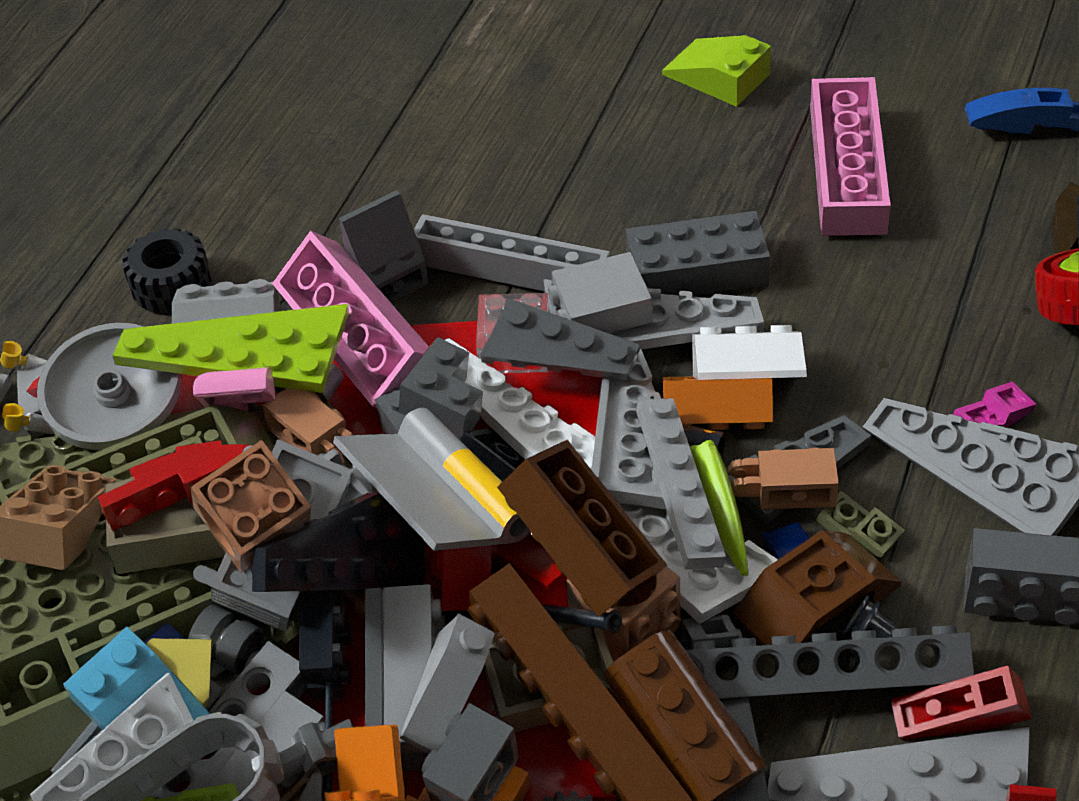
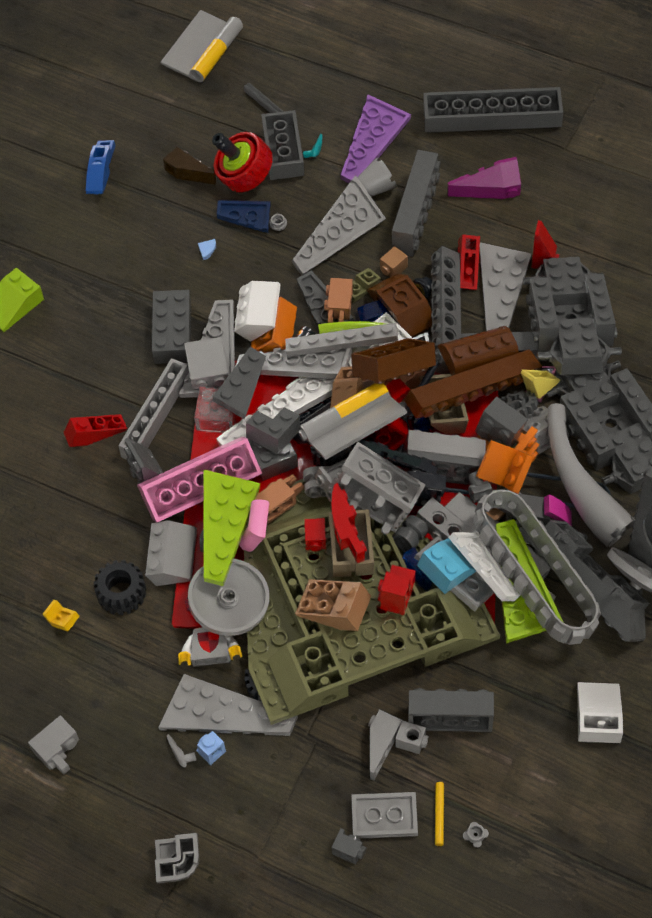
camera: 85 degrees left, 10 degrees up
(59, 605) = (396, 589): none -> red brick
(129, 215) = (59, 616): none -> yellow bracket
(188, 662) = (432, 535): light yellow slope -> none
(249, 503) = (388, 472): nougat brick -> none
(446, 682) = (459, 425): light grey slope -> none
(472, 191) = (88, 430): none -> red slope
(849, 157) = (112, 248): bright pink brick -> none
(892, 283) = (207, 248): none -> light blue tile
(925, 569) = (393, 262): none -> medium nougat brick
(983, 374) = (278, 222): none -> light grey plate
(989, 326) = (246, 213): none -> dark blue wing
(999, 406) = (300, 222): dark pink slope -> none

